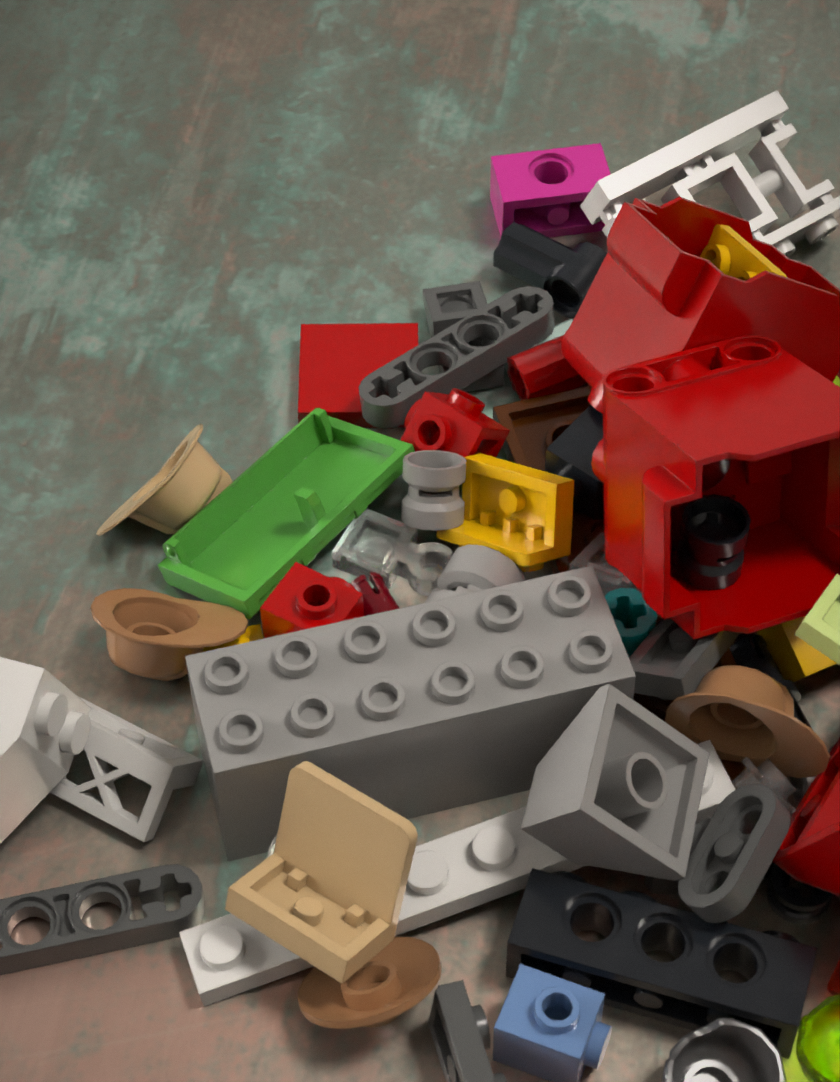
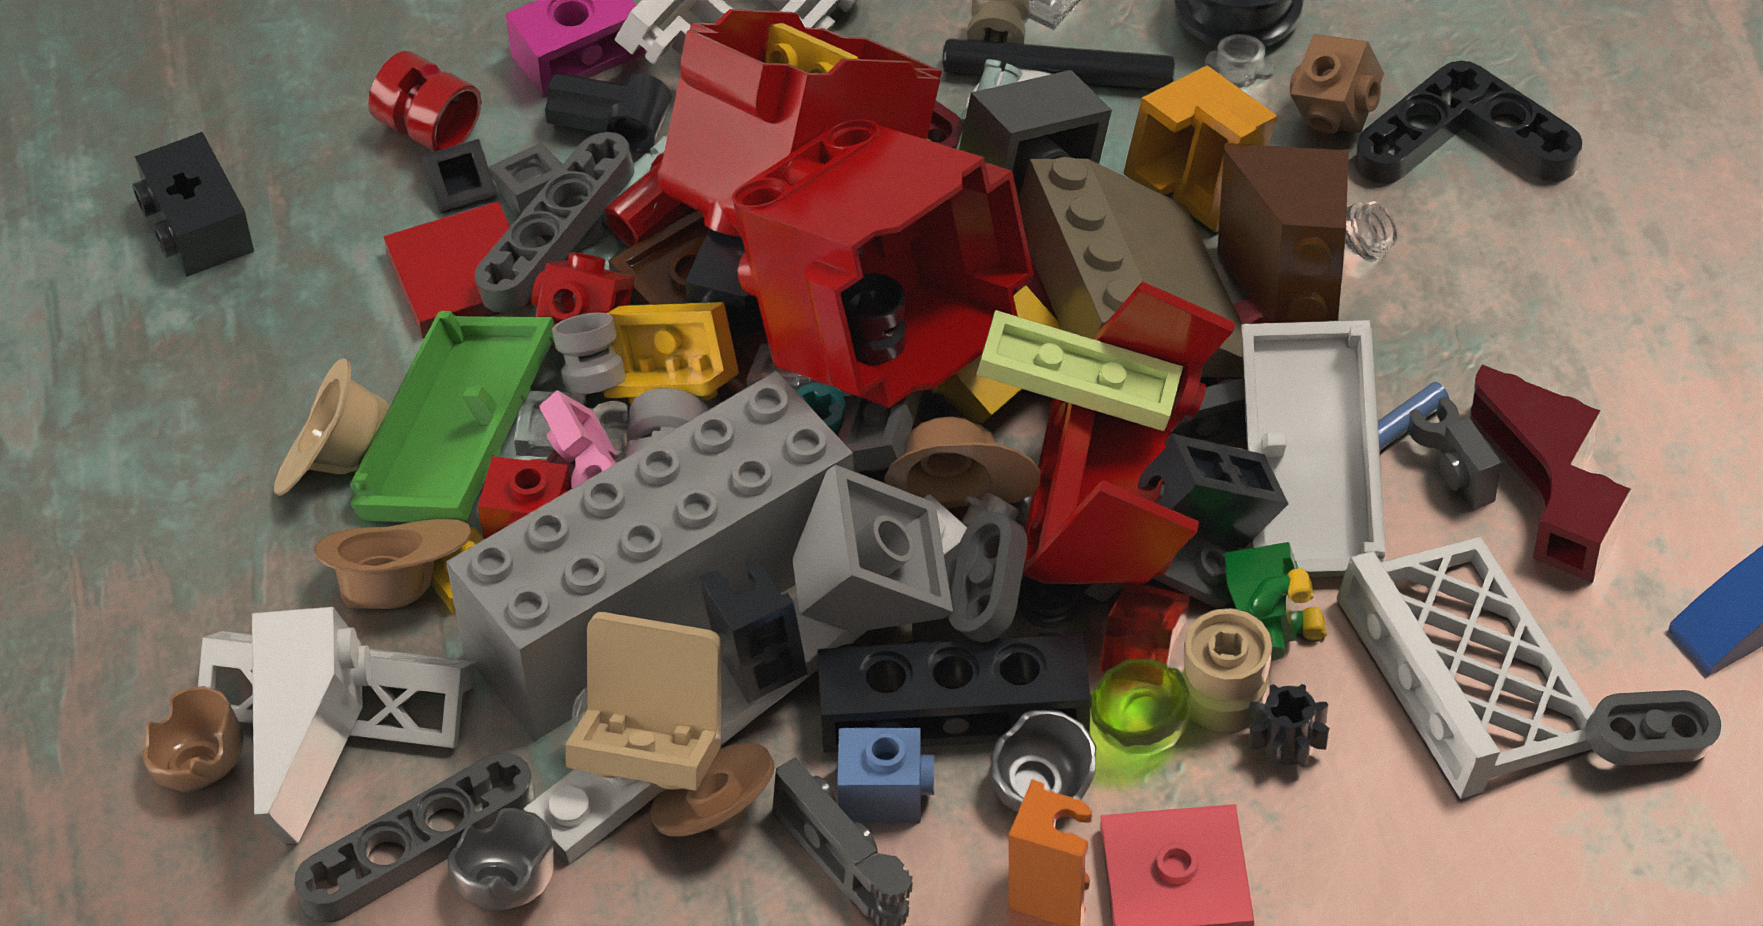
camera: 20 degrees left, 0 degrees up
(129, 985) = (503, 862): none -> flat silver hair
(145, 246) = (193, 205): none -> black brick
(386, 567) = (577, 437): none -> bright pink plate
(388, 215) = (424, 101): none -> red wheel
(393, 290) = (458, 176): none -> black slope
(465, 834) = (756, 632): none -> black hinge

